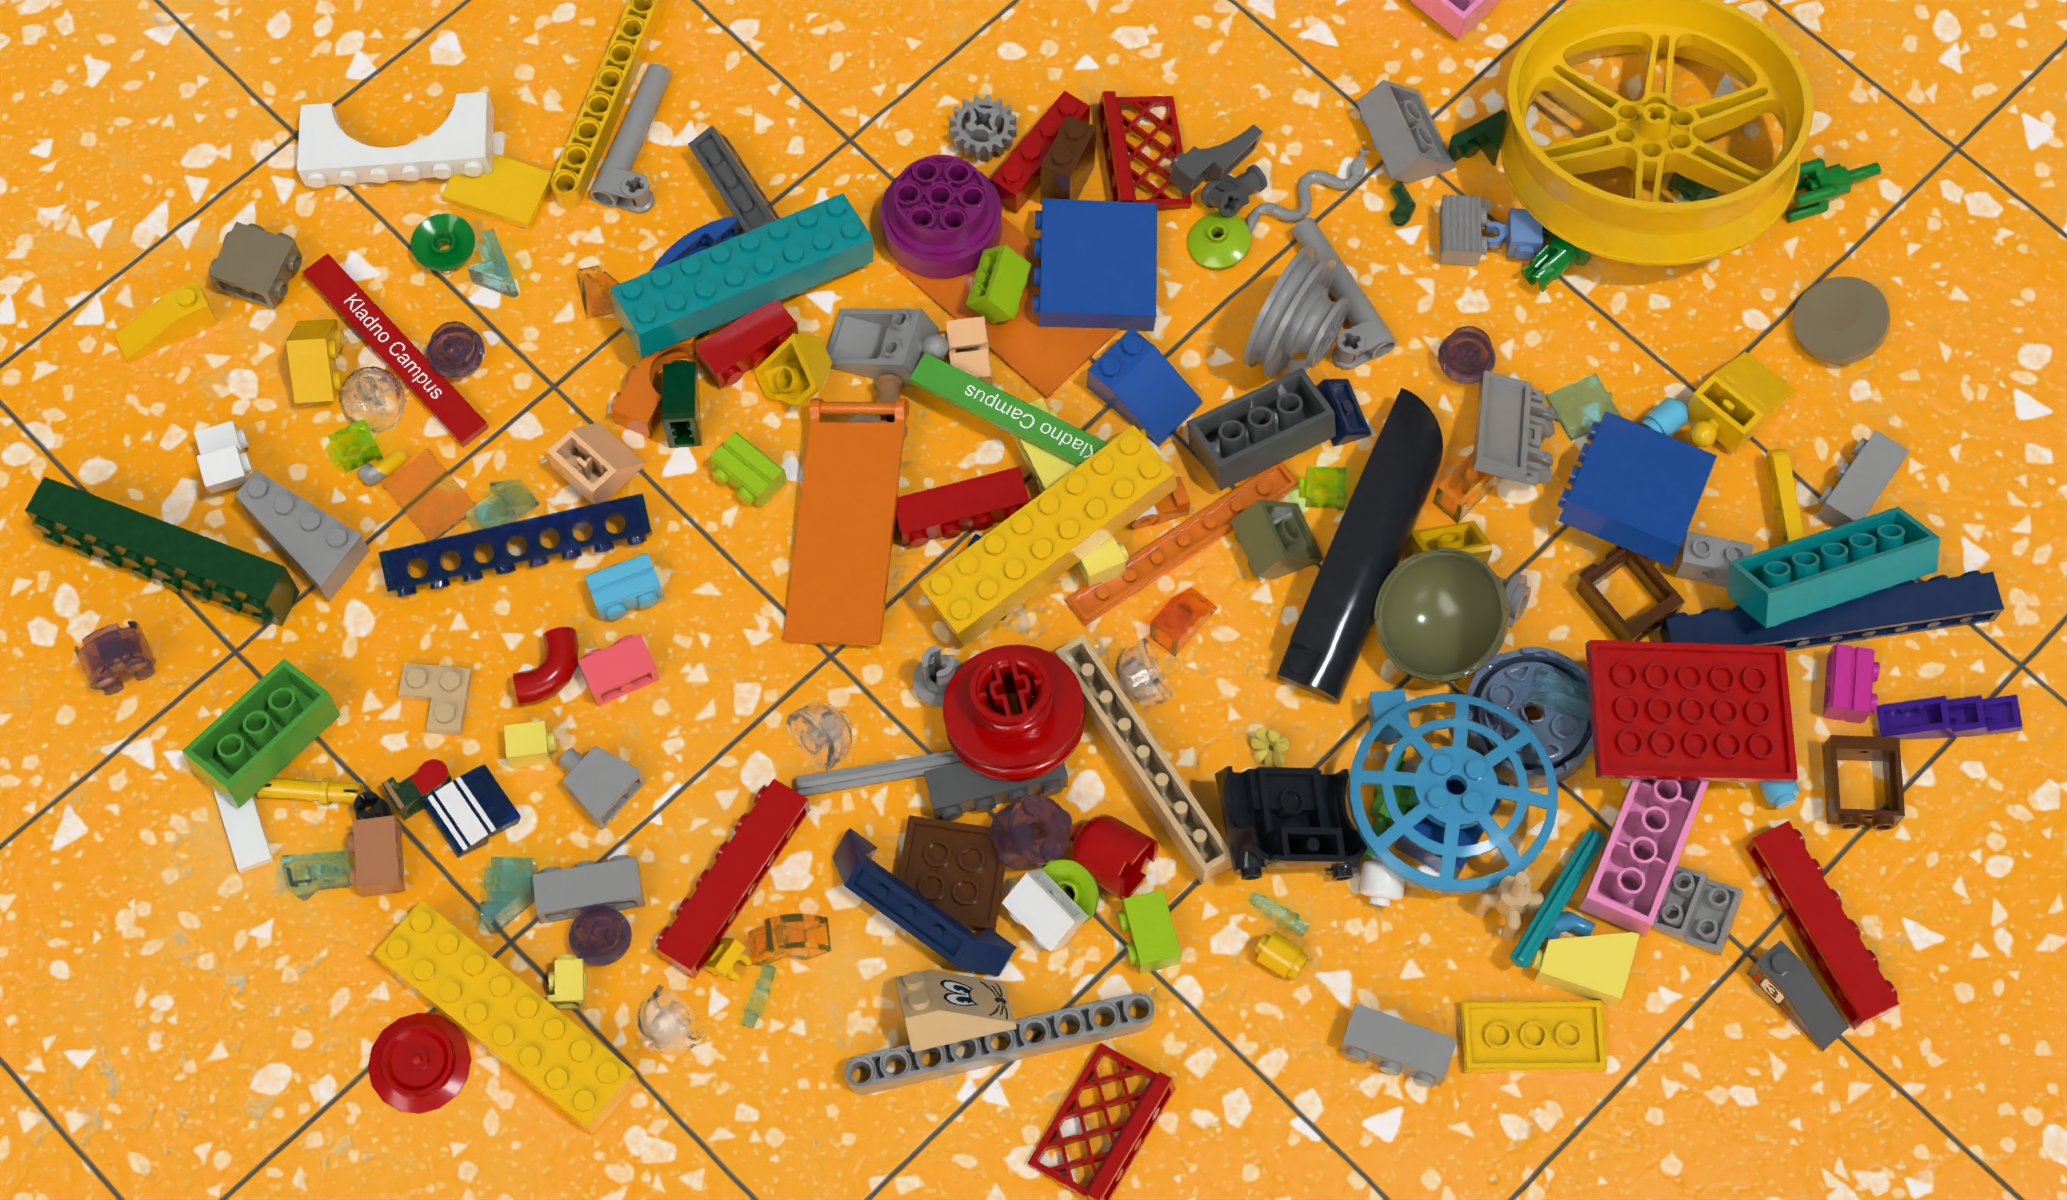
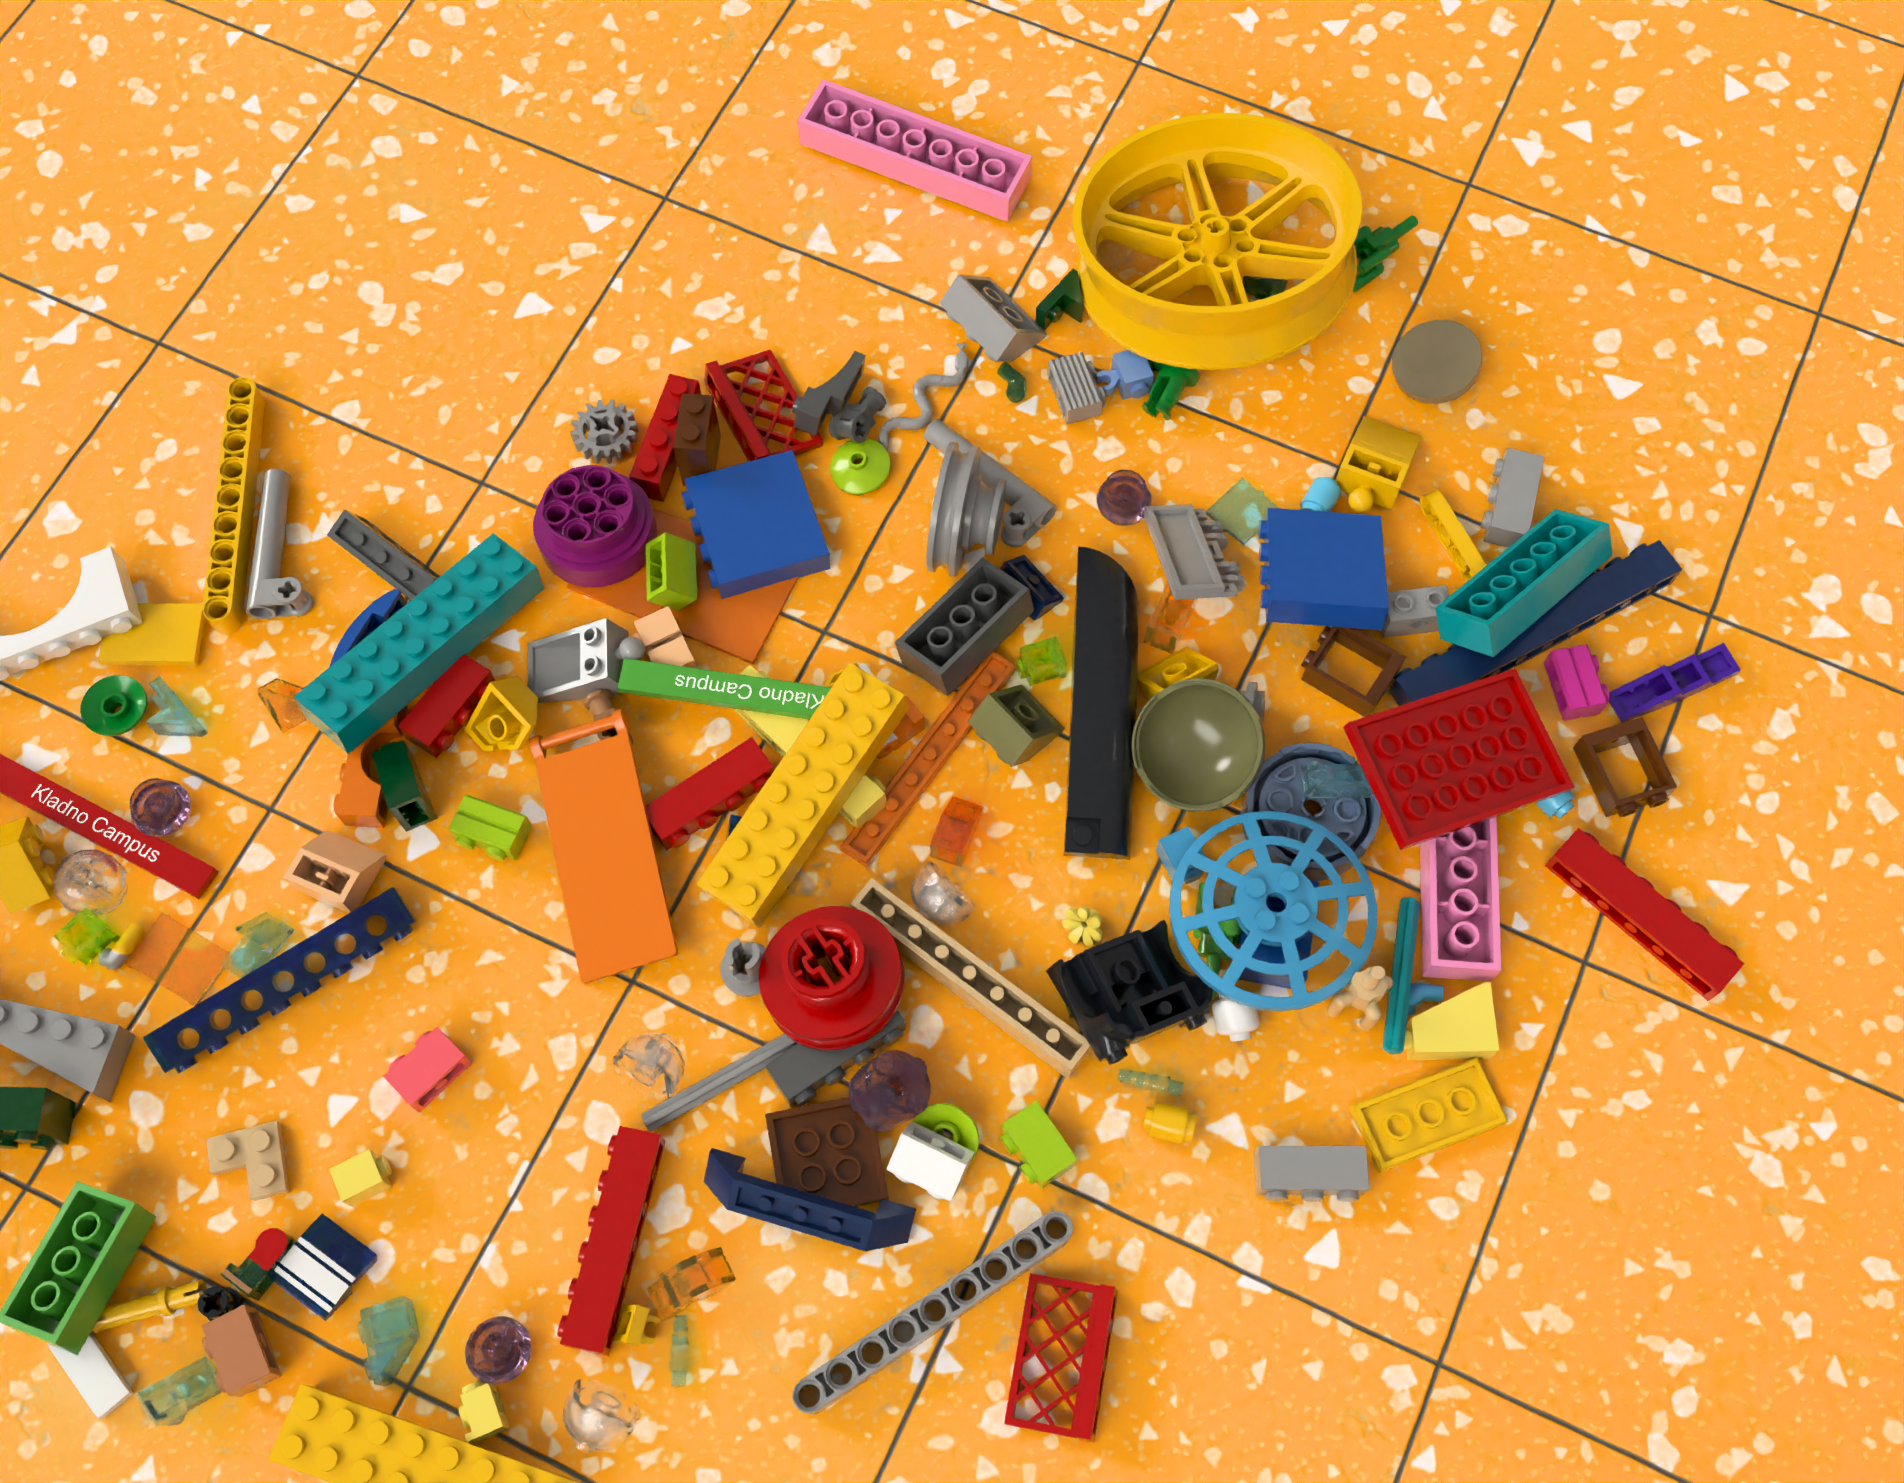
camera: 20 degrees left, 0 degrees up
(555, 670) = (363, 1092): red cylinder -> none
(569, 891) = (453, 1315): light grey brick -> none
(600, 783) = (446, 1191): light grey torso -> none
(624, 587) = (406, 985): medium azure brick -> none
(951, 1008) = (876, 1295): tan slope -> none
(1113, 853) = (974, 1081): red cylinder -> none
(1143, 387) = (839, 623): blue slope -> none
(1698, 910) = (1531, 939): light grey slope -> none
(1798, 995) = (1647, 986): dark grey slope -> none

